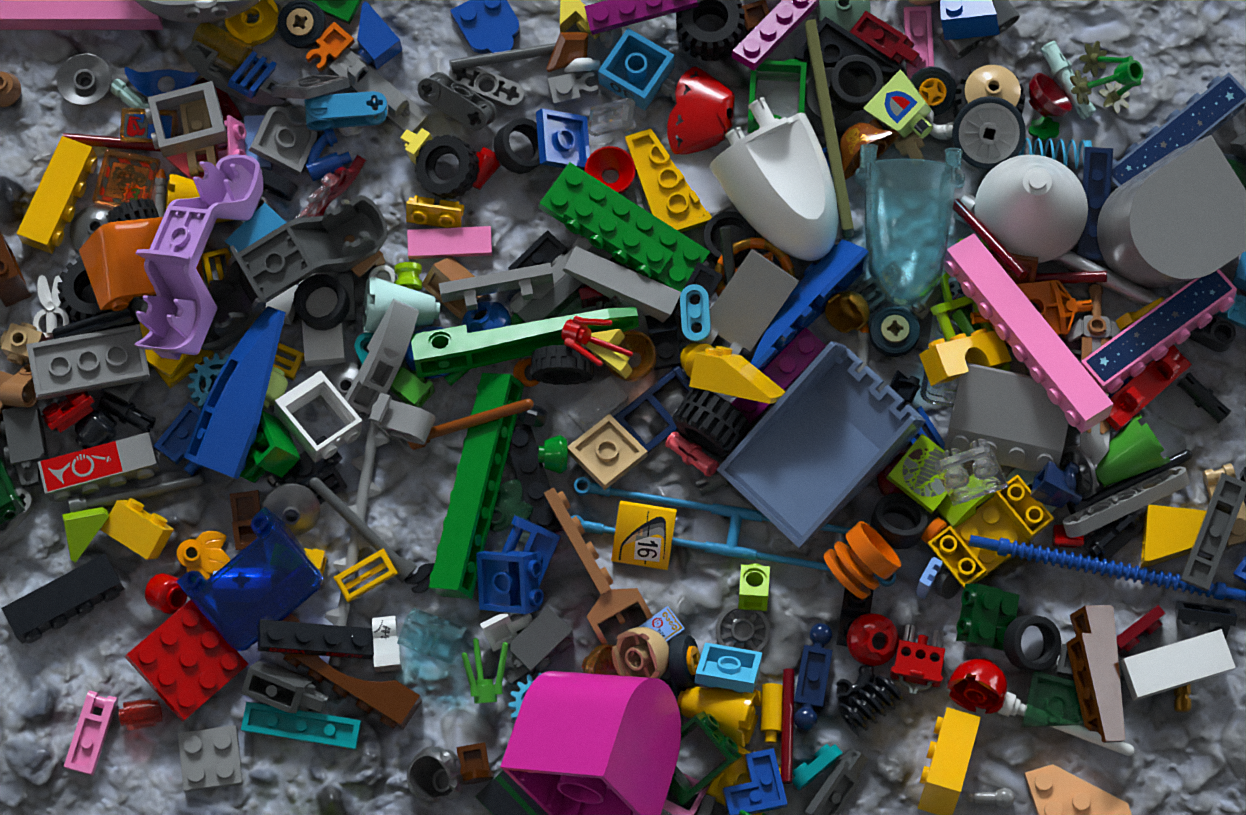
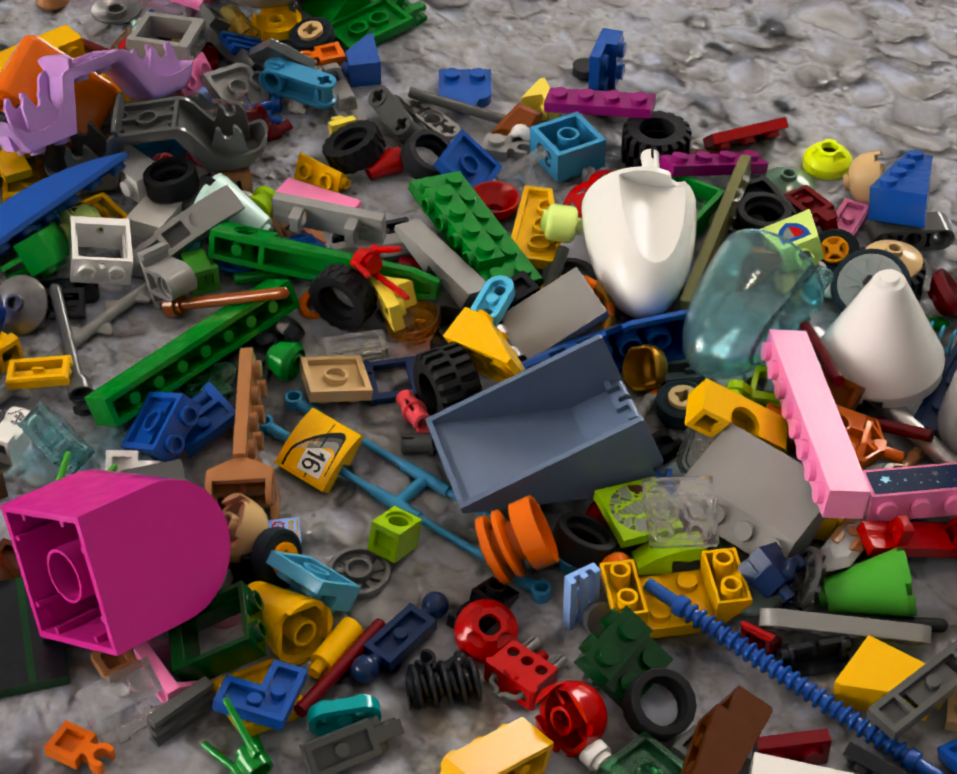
camera: 25 degrees right, 30 degrees down
(692, 181) = (560, 223): none -> yellowish green head

